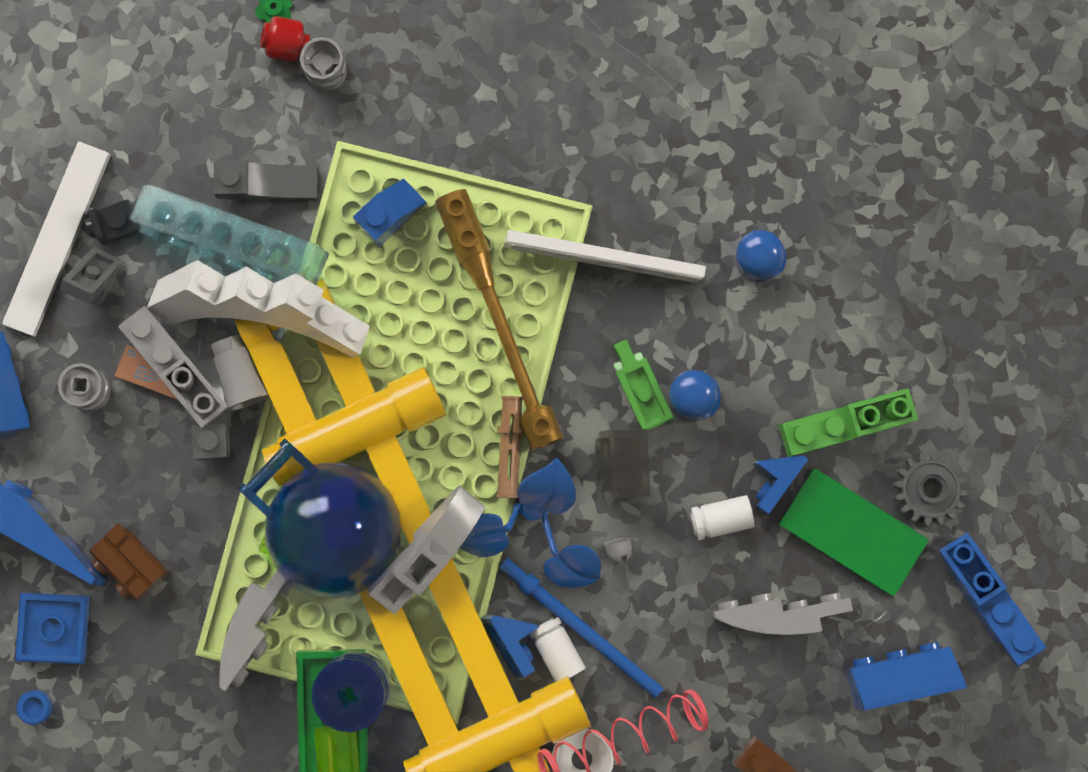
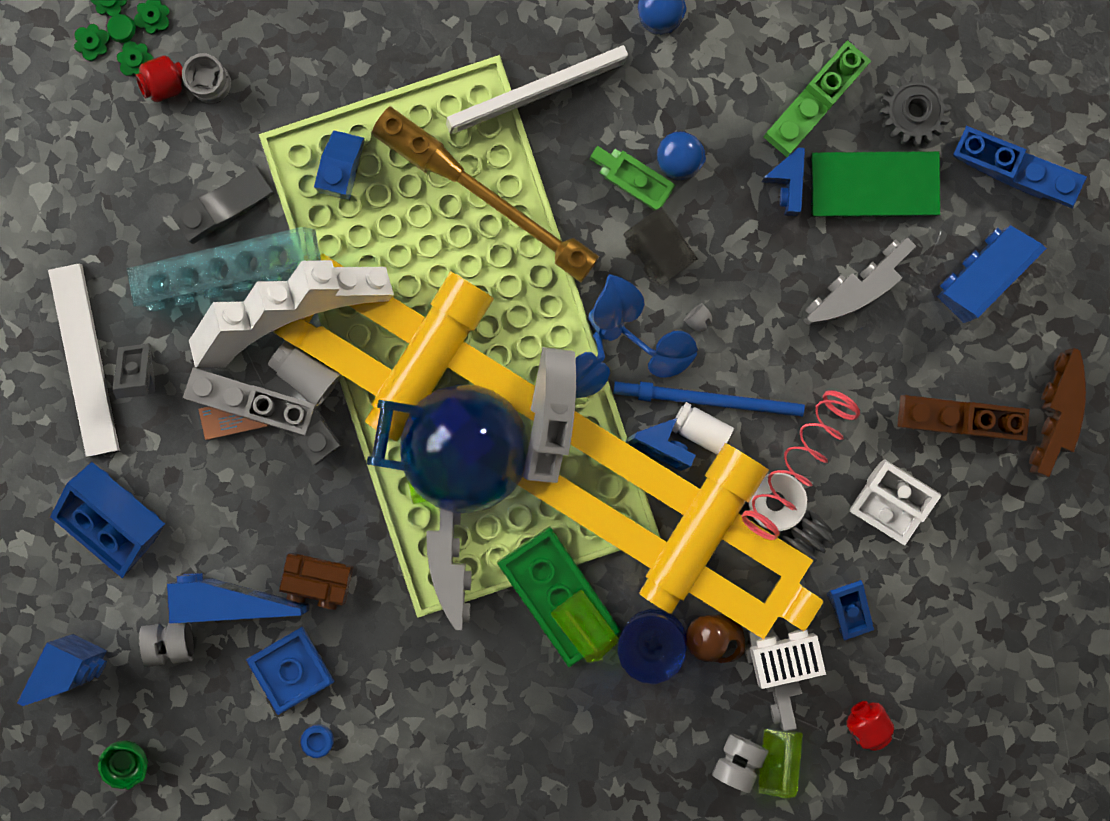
camera: 30 degrees left, 5 degrees up
(84, 387) = (187, 464): light grey wheel -> none
(111, 222) = (120, 318): black bracket -> none
(369, 684) = (562, 545): clear blue wheel -> none
(510, 406) = (541, 259): medium nougat pin -> none
(722, 517) = (765, 239): white piece -> none

